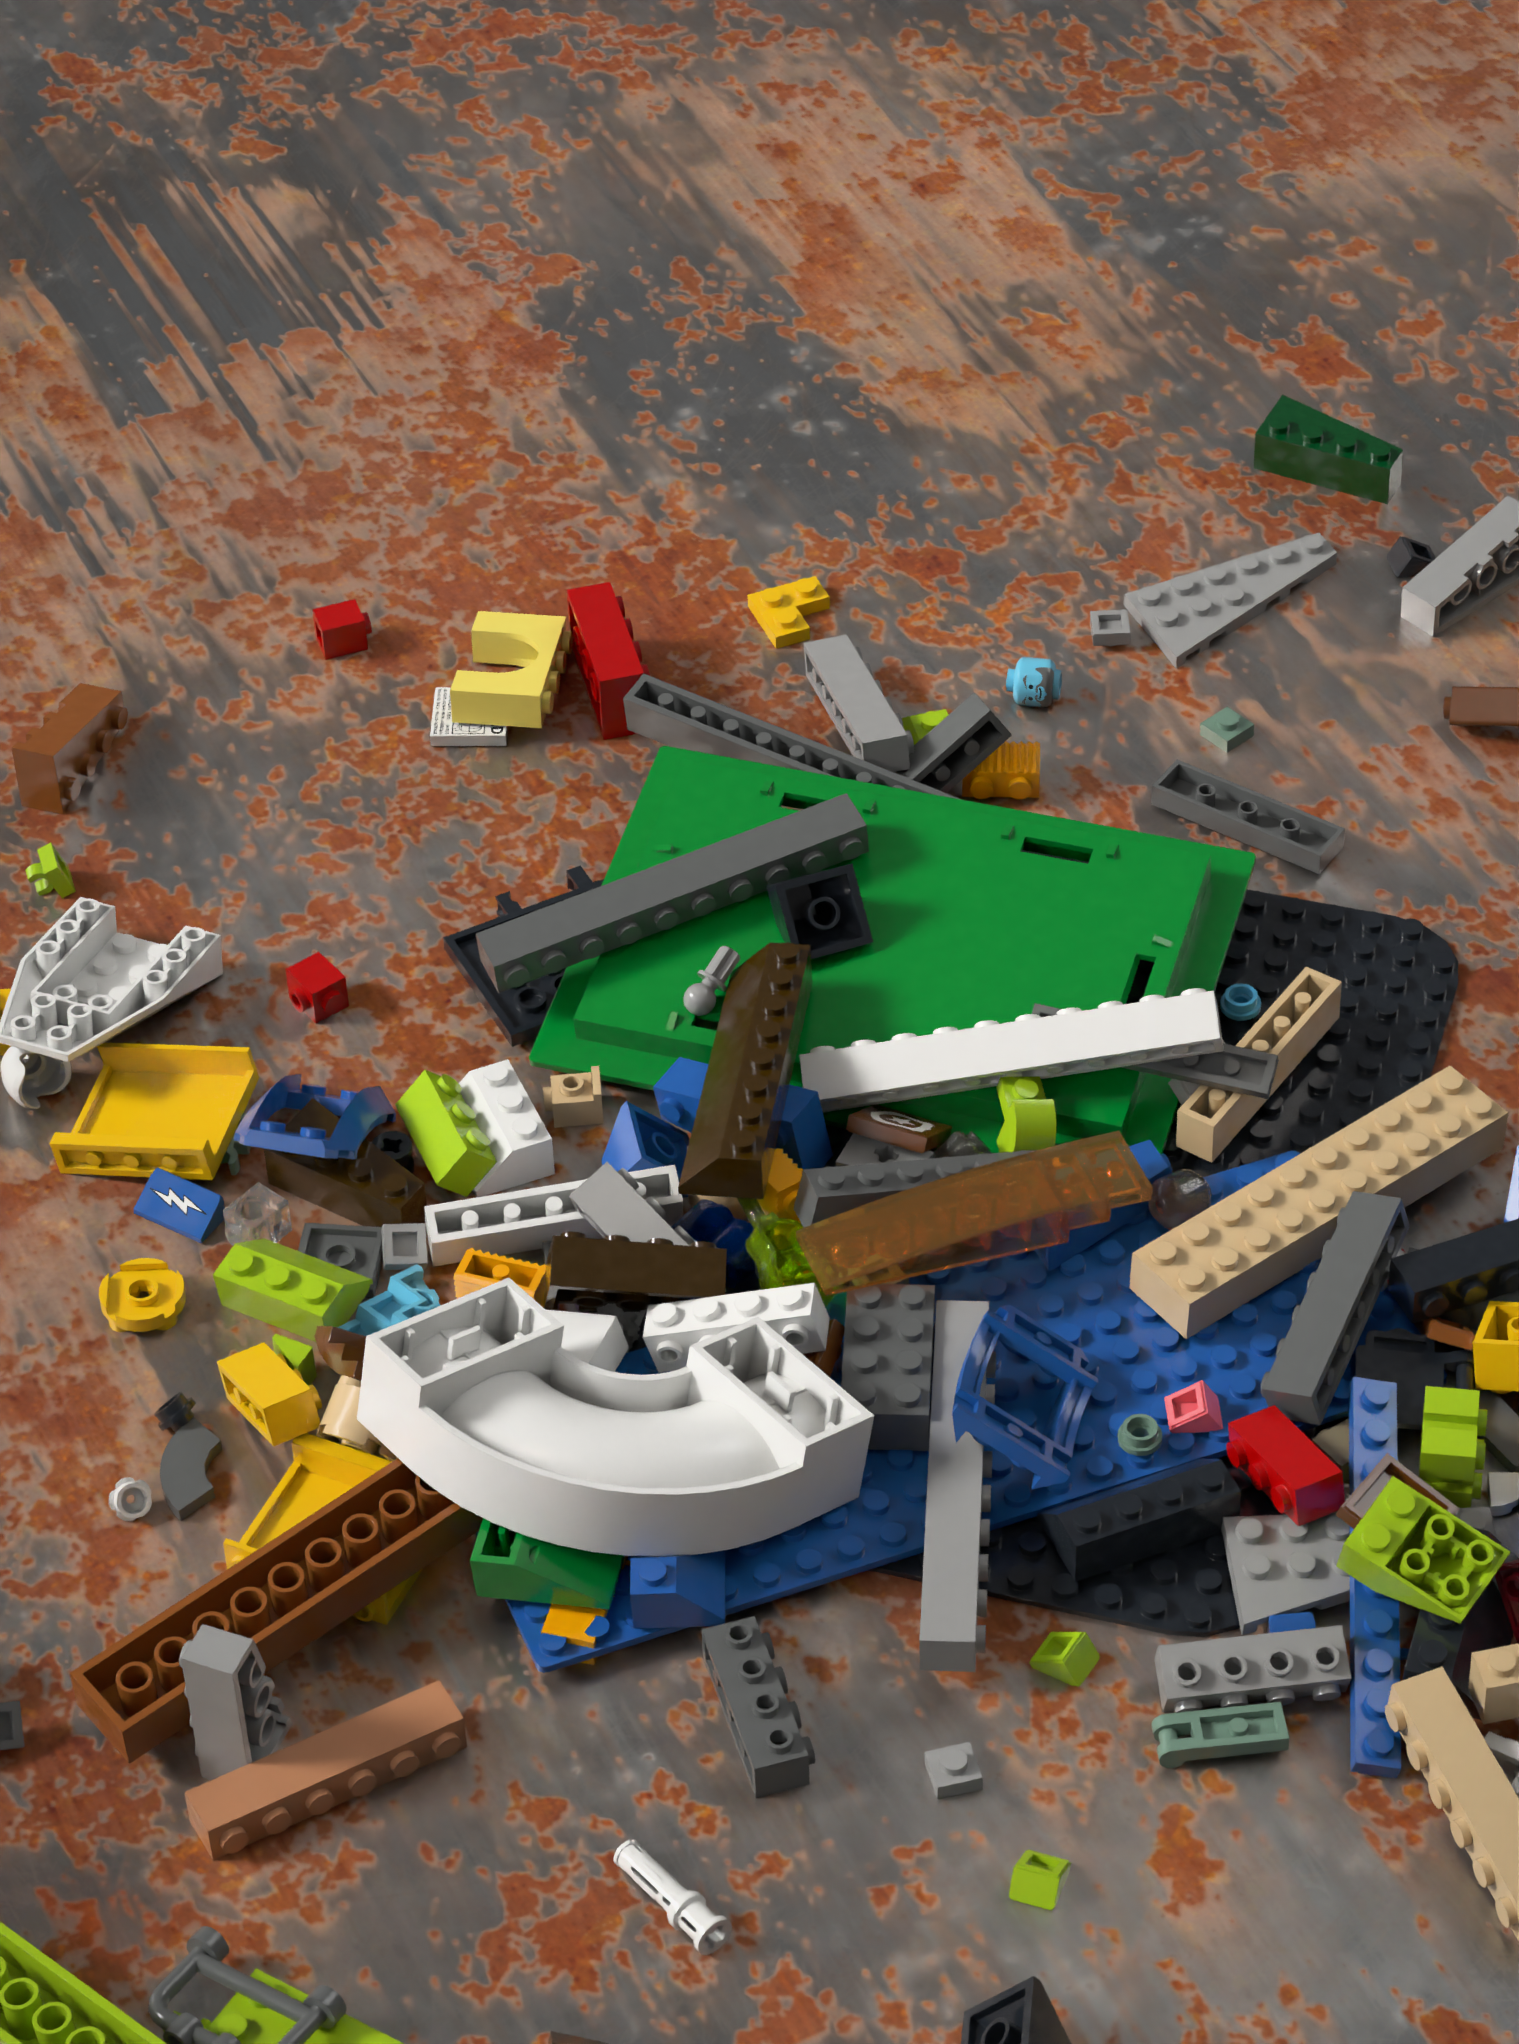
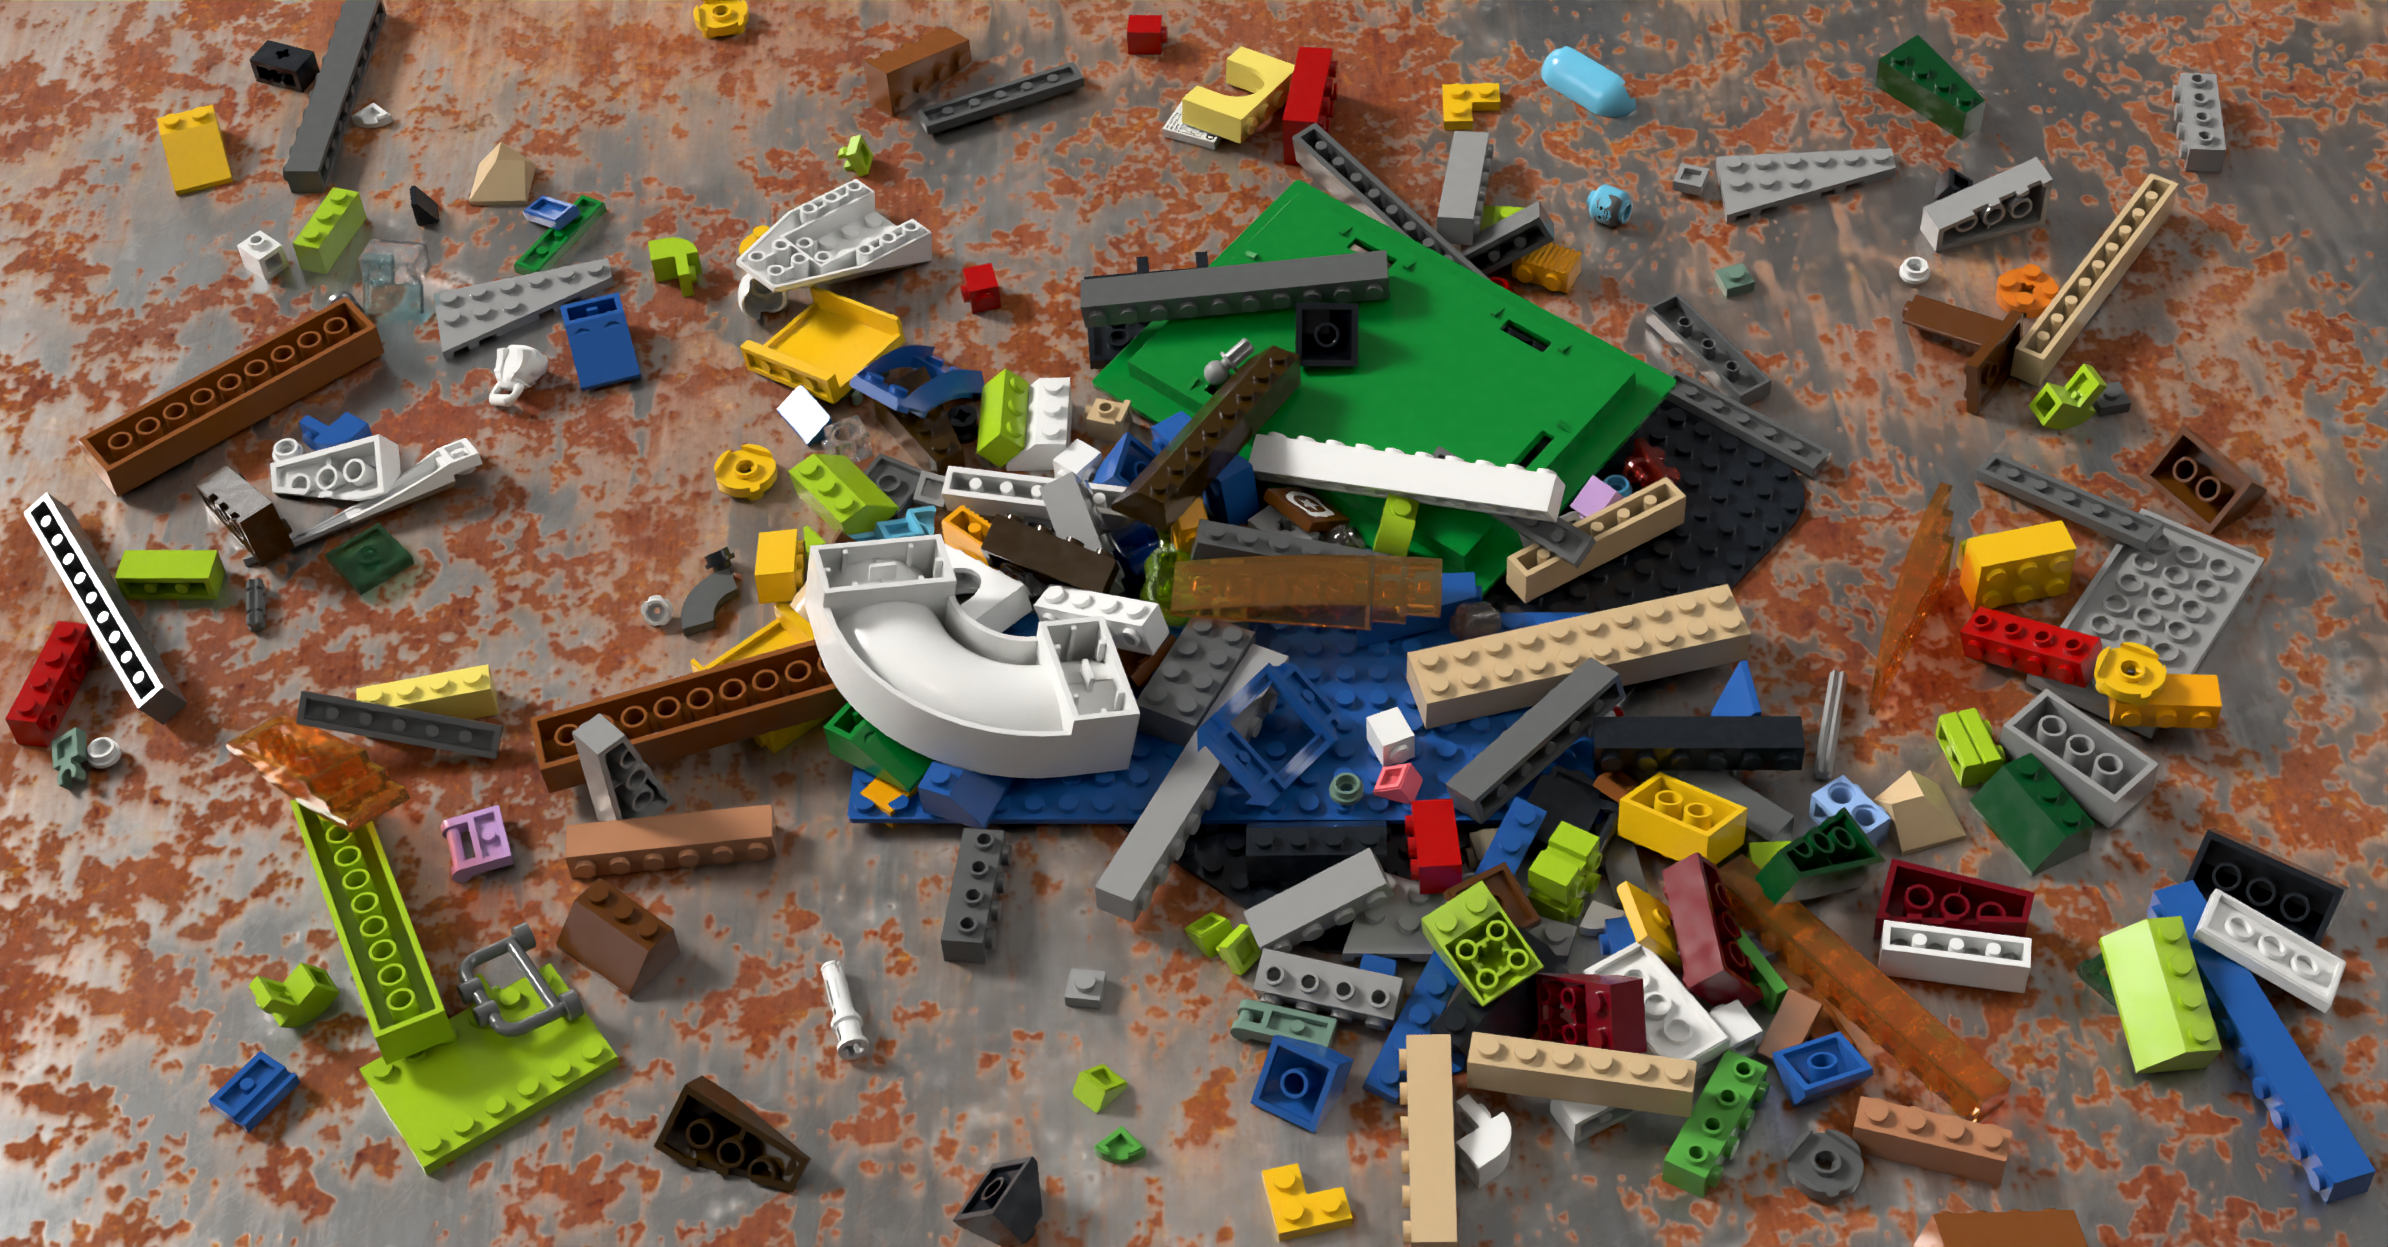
camera: 25 degrees right, 5 degrees up
(76, 1846) = (488, 841): none -> lavender plate
(197, 754) = (1000, 98): none -> dark grey plate
(329, 1908) = (617, 938): none -> reddish brown slope
(572, 1158) = (1078, 458): none -> white brick
(919, 548) = (1587, 83): none -> medium azure brick
(1108, 1938) = (1120, 1148): none -> bright green tile
(1115, 1662) = (1239, 949): none -> lime tile
(1158, 1359) = (1390, 737): none -> white brick
(1193, 1573) = (1320, 903): none -> light grey brick
(1237, 1014) = (1594, 497): none -> lavender brick
(1264, 965) = (1647, 465): none -> clear red hips
(1280, 1787) = (1301, 1081): none -> blue slope
(1353, 889) = (1748, 424): none -> dark grey plate
(1361, 1937) = (1301, 1213): none -> yellow plate
(1426, 662) = (1914, 270): none -> white plate

